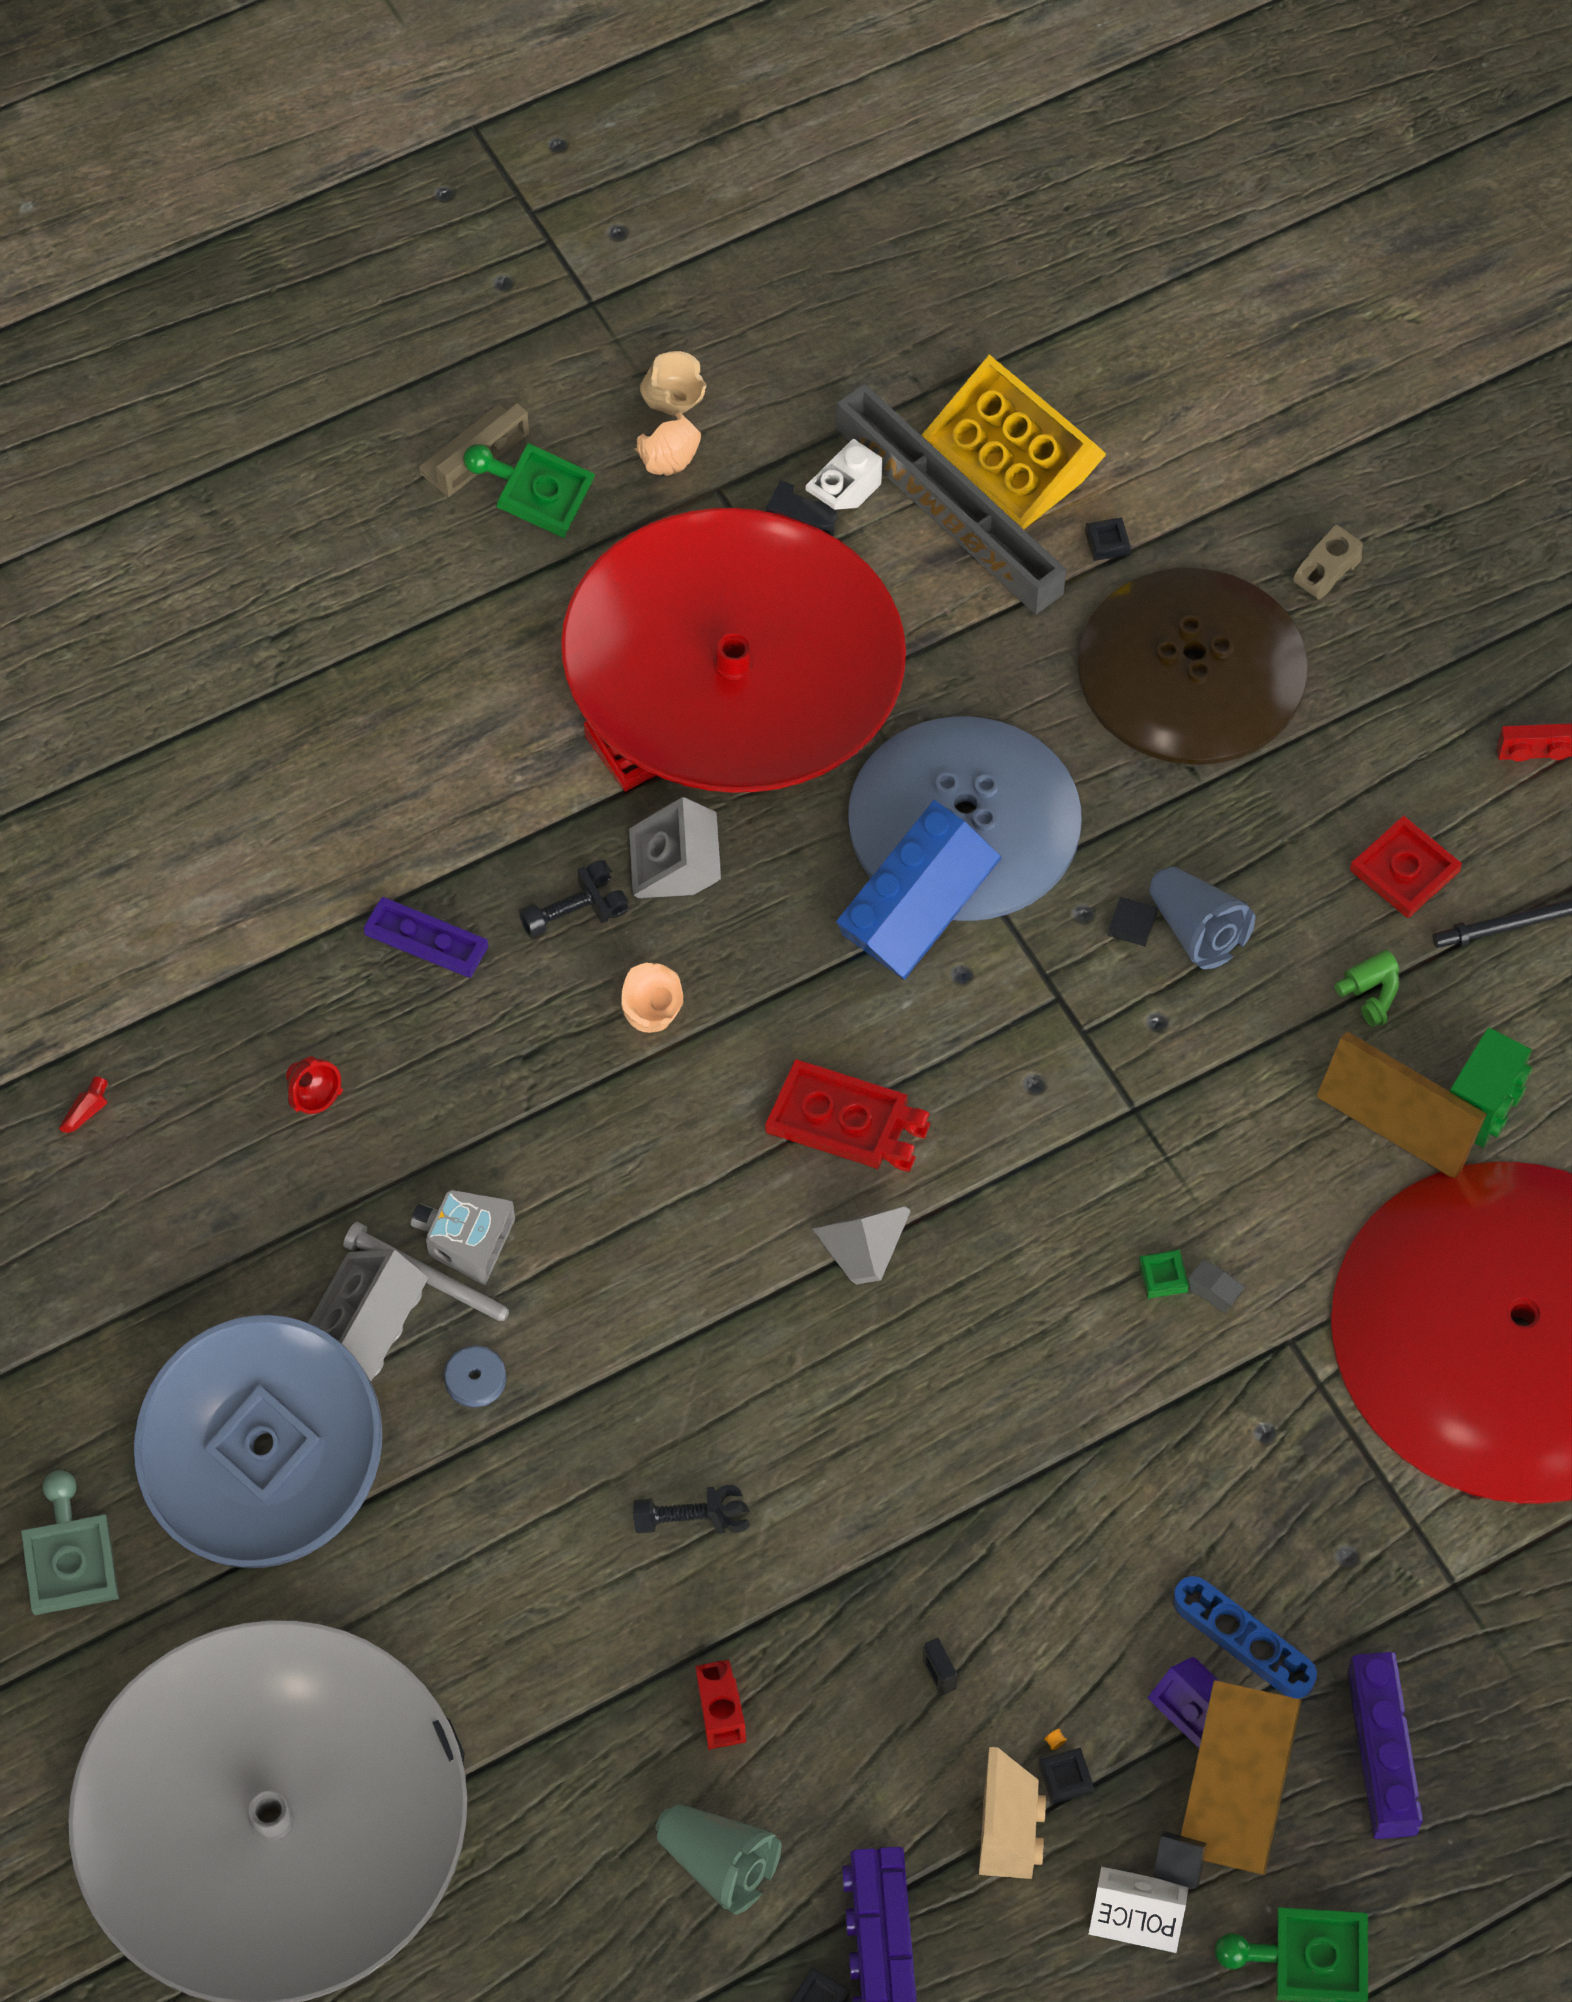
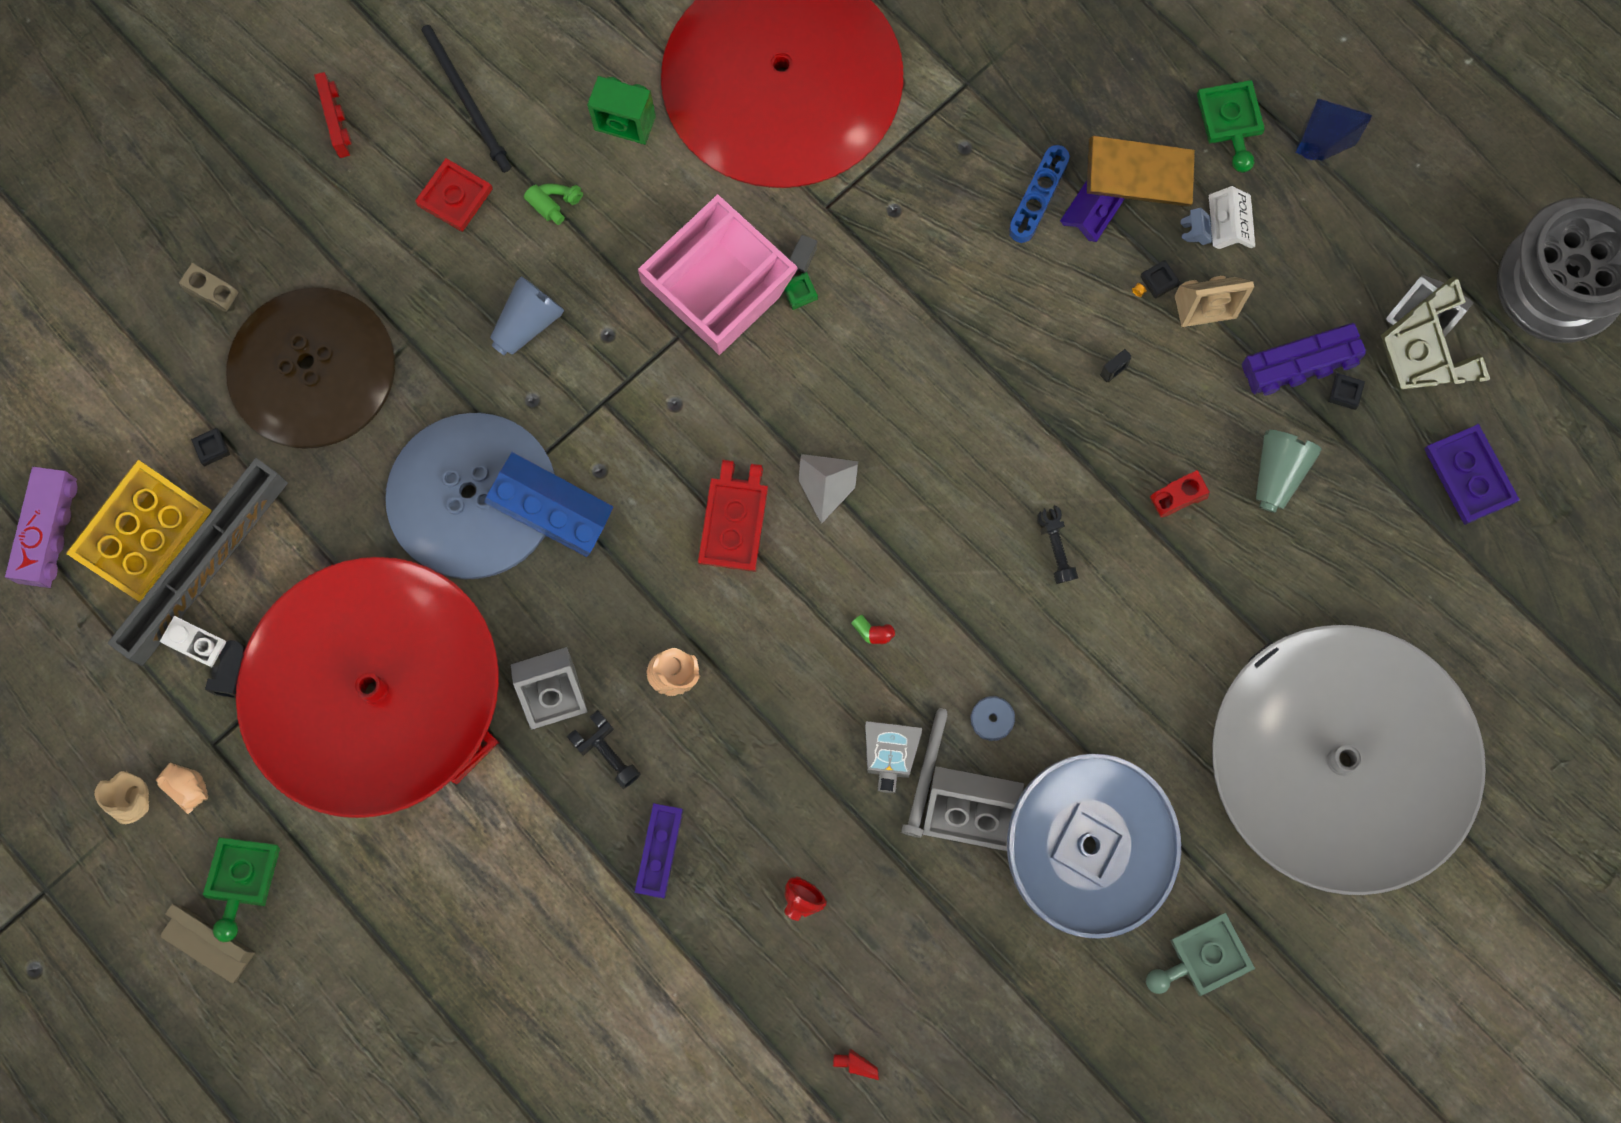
camera: 100 degrees left, 15 degrees up
(635, 1250) = (873, 634): none -> arm
(1043, 346) = (41, 527): none -> medium lavender brick
(1132, 921) = (534, 363): black tile -> none
(1134, 1850) = (1201, 227): none -> sand blue tile
(1180, 1860) = (1198, 197): black tile -> none
(1201, 1156) = (718, 274): none -> bright pink slope
(1384, 1745) = (1090, 98): dark purple brick -> none
(1401, 1105) = (647, 159): pearl gold tile -> none

